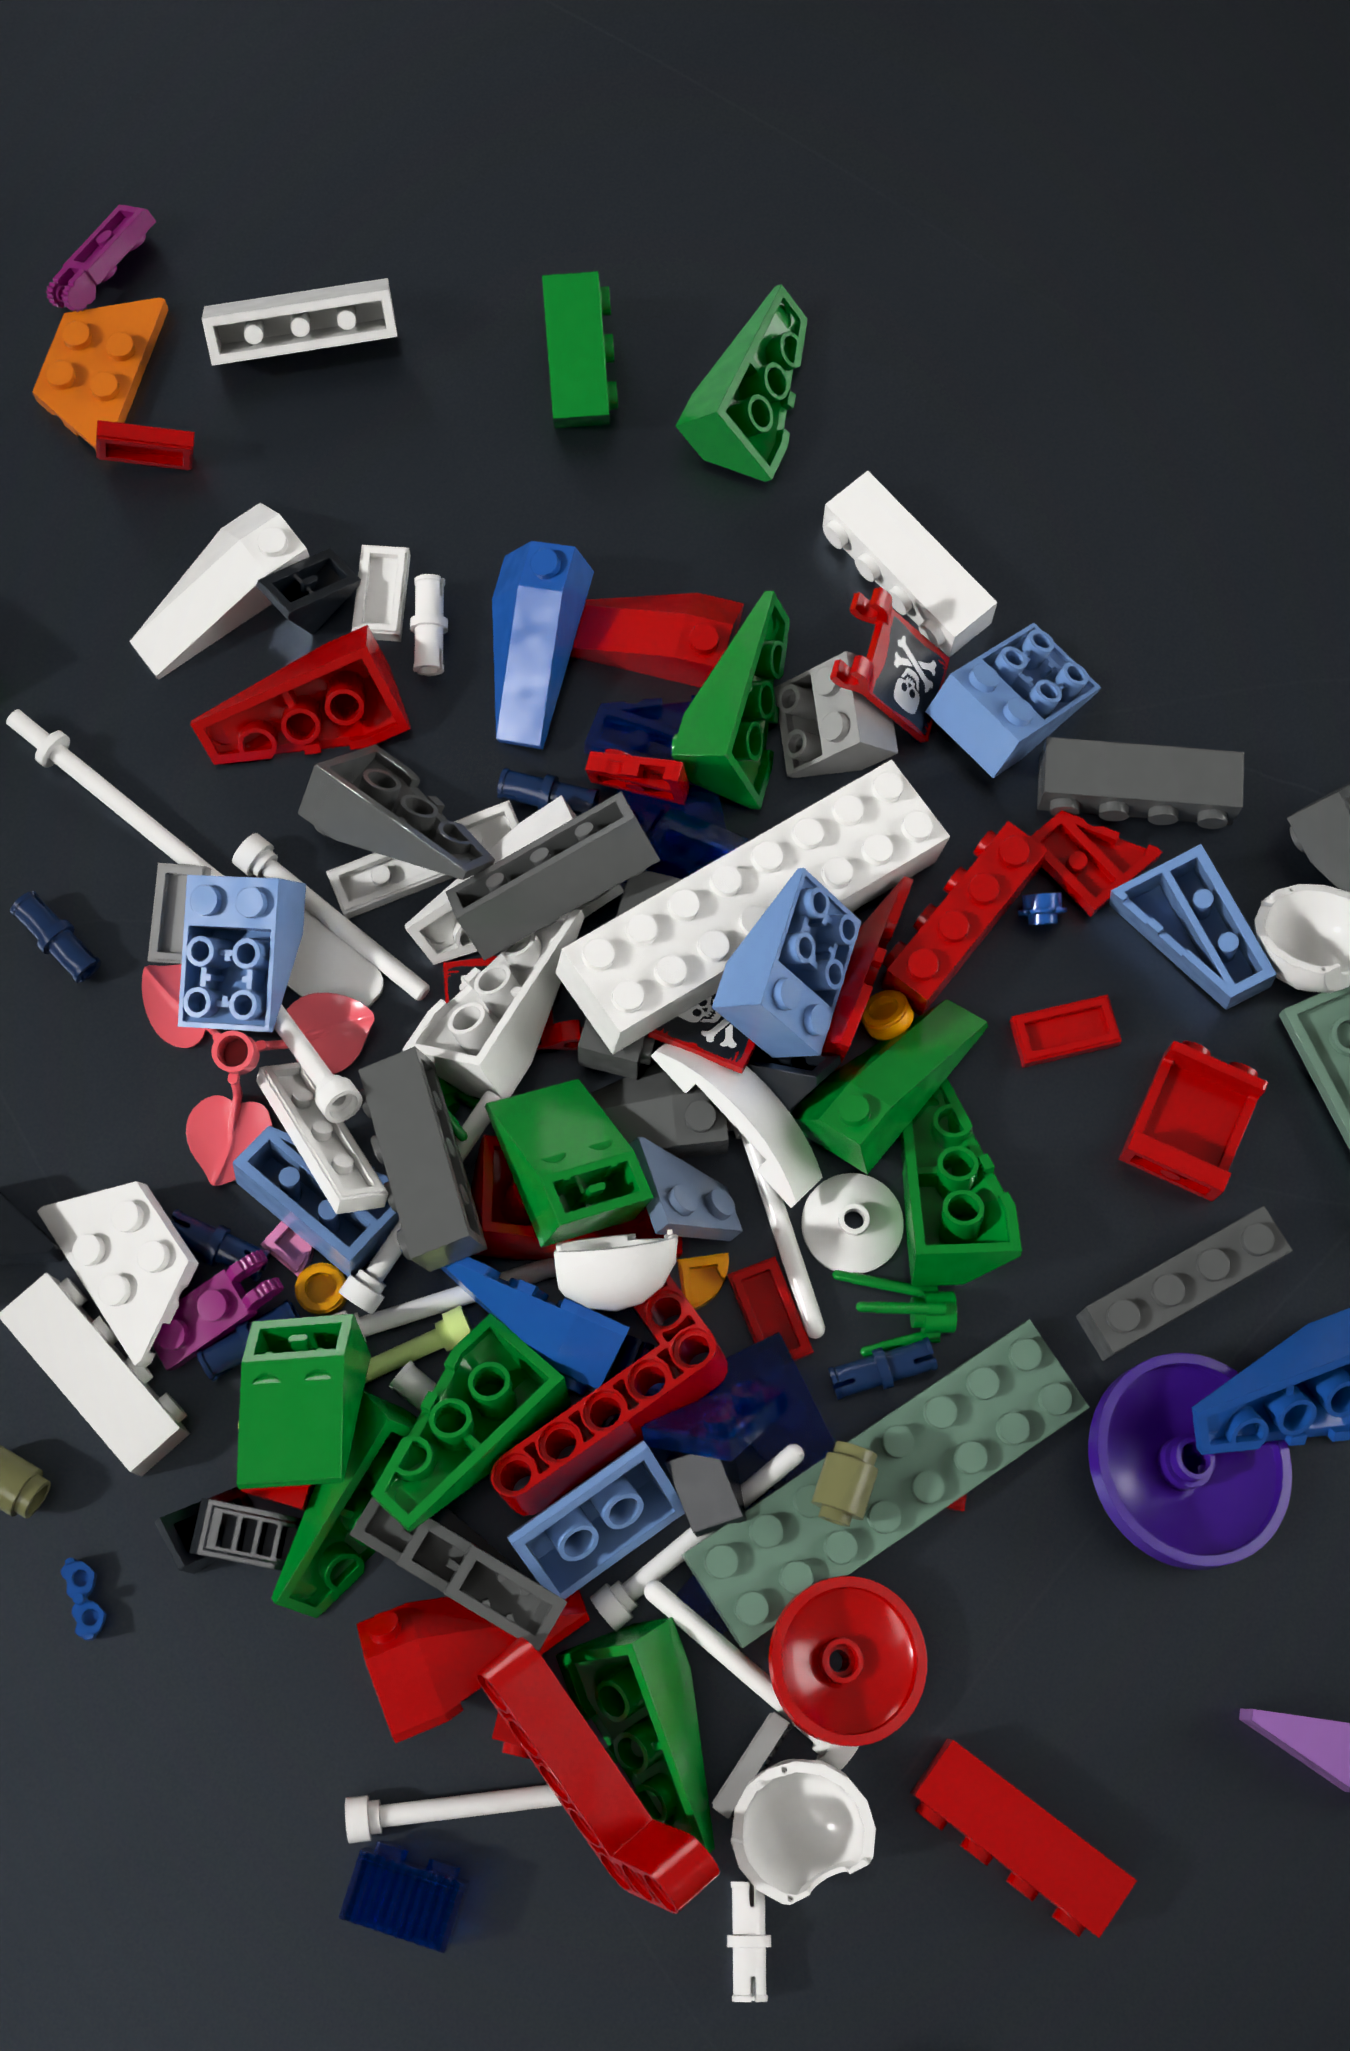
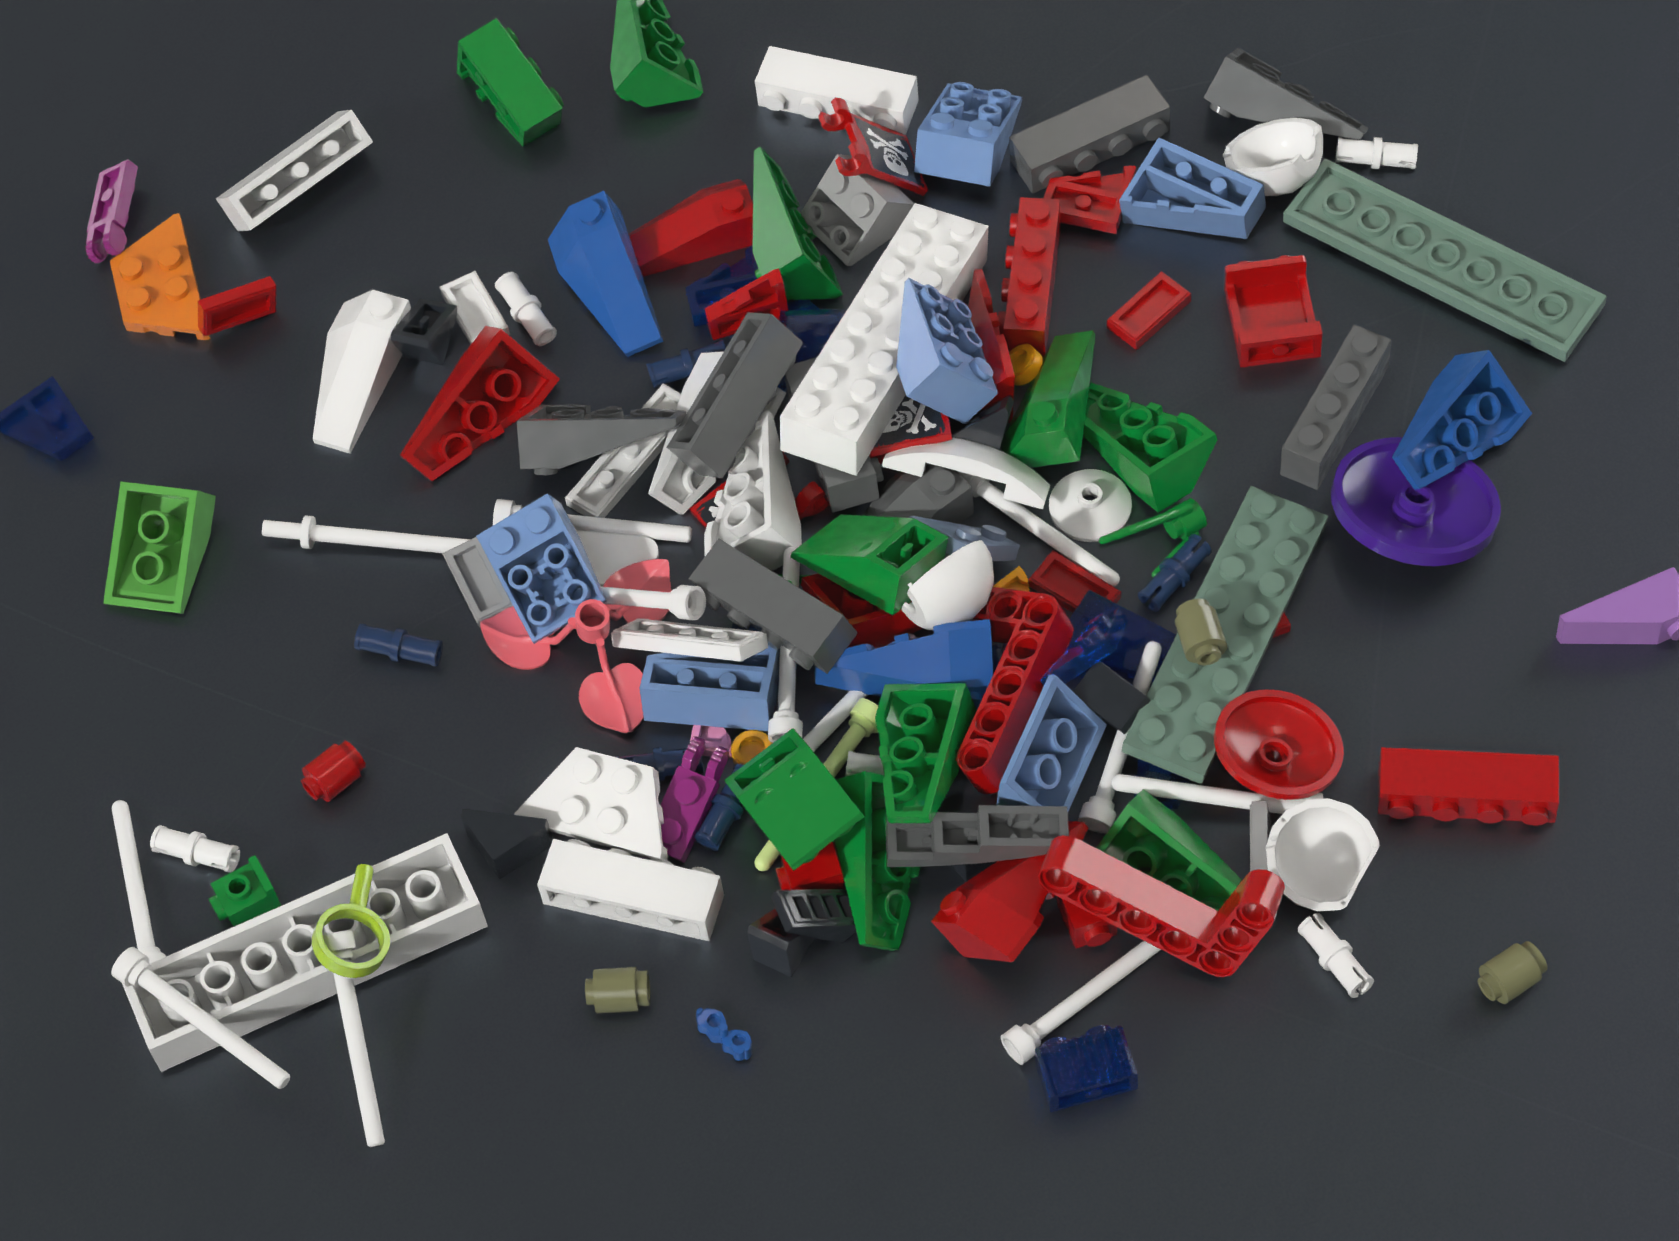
camera: 25 degrees left, 15 degrees down
(1042, 908) = (1080, 244): blue plate -> none

